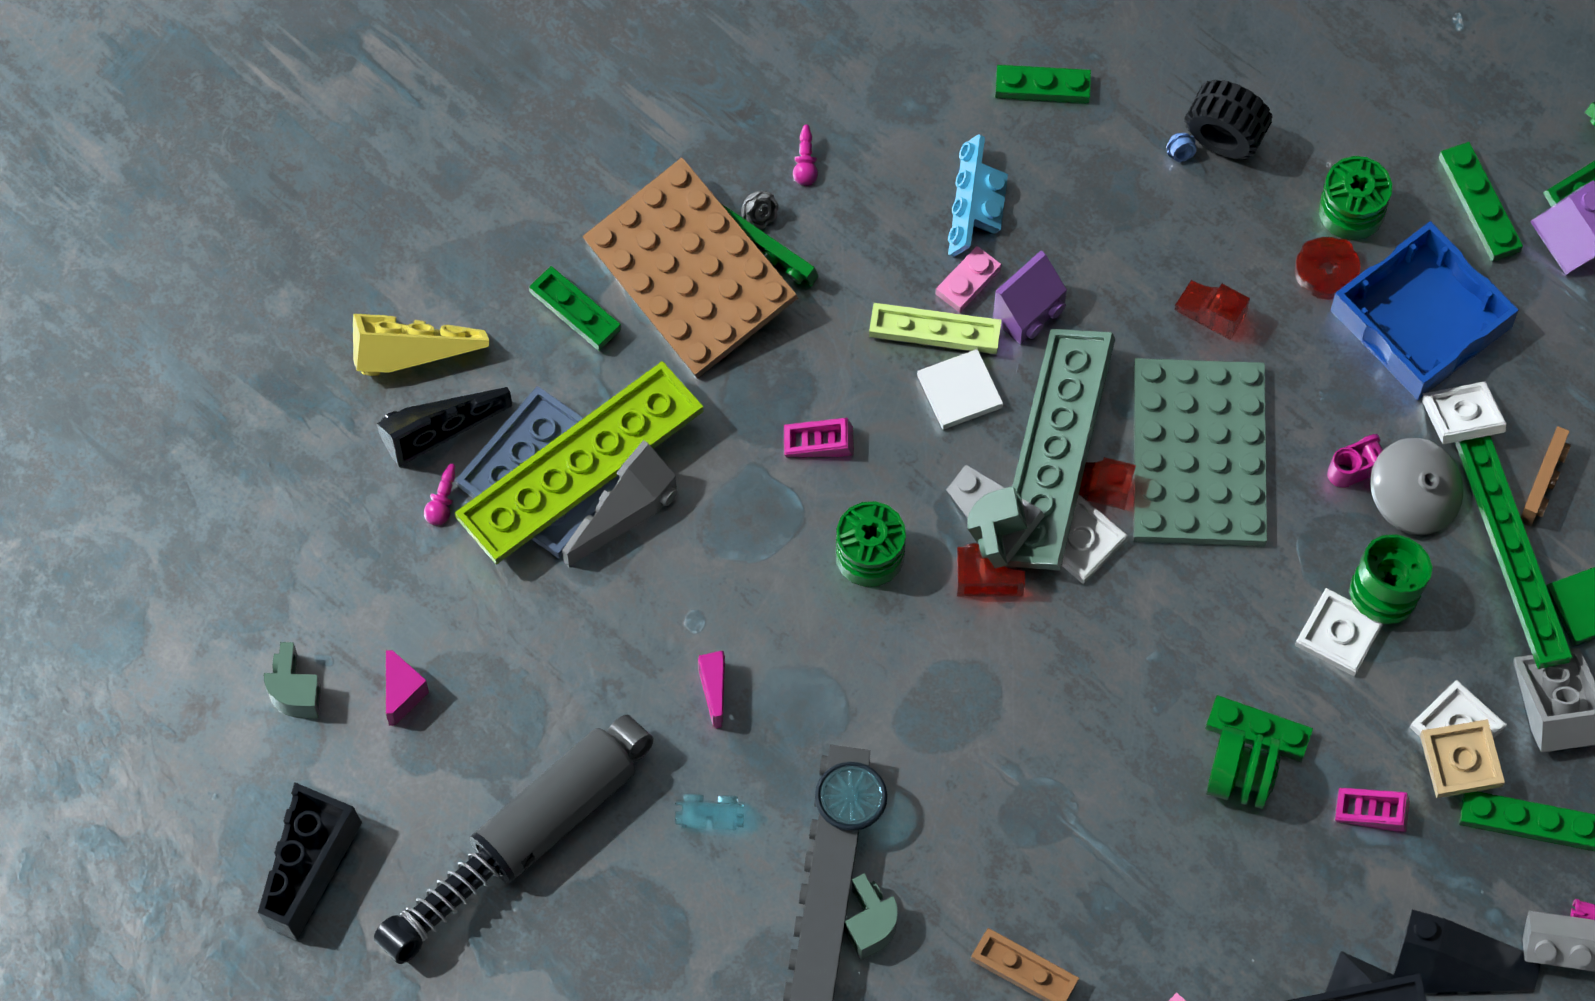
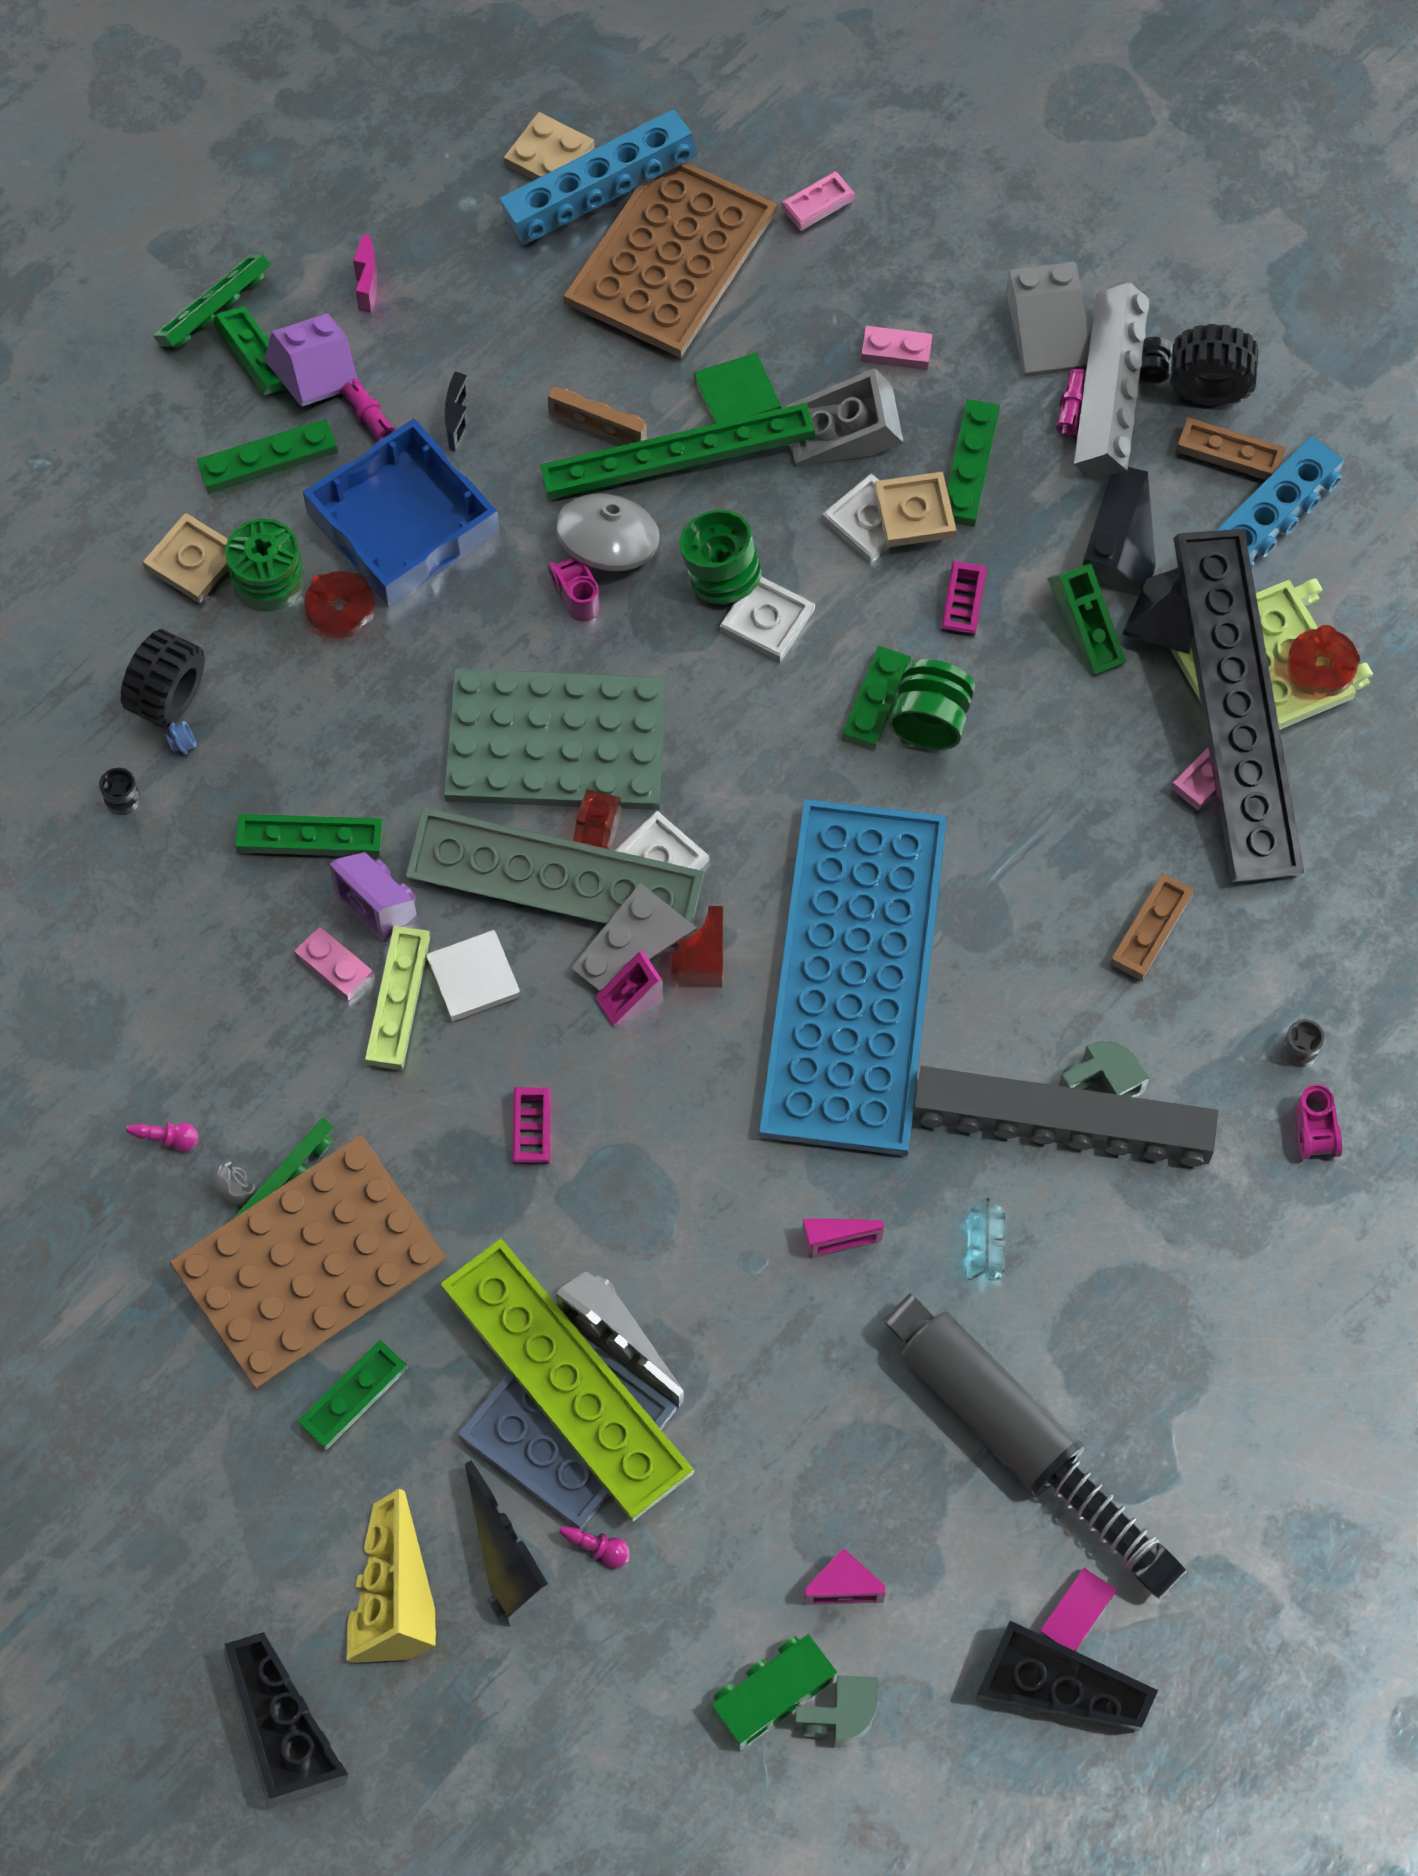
camera: 90 degrees left, 0 degrees up
(300, 262) = (284, 1737): none -> black wedge
(312, 631) = (772, 1690): none -> green brick
(371, 878) = (1078, 1610): none -> dark pink slope
(851, 796) = (978, 1082): clear light blue wheel -> none
(873, 560) = (673, 1082): green wheel -> none
(945, 516) = (631, 990): none -> dark pink slope
(969, 703) = (854, 978): none -> dark azure plate
(978, 197) = (231, 951): medium azure bracket -> none
(995, 516) = (652, 927): brick -> none
(1043, 83) = (84, 879): green plate -> none
(1089, 252) = (309, 835): none -> green plate
(1124, 101) = (119, 783): none -> black wheel
(1214, 307) = (386, 713): clear red arch -> none
(1356, 920) = (1087, 617): none -> green slope
(1364, 136) = (189, 558): none -> tan plate
(1464, 412) = (523, 483): white tile -> none
(1529, 350) = (455, 412): none -> black slope
(1536, 281) = (367, 409): none -> dark pink pin

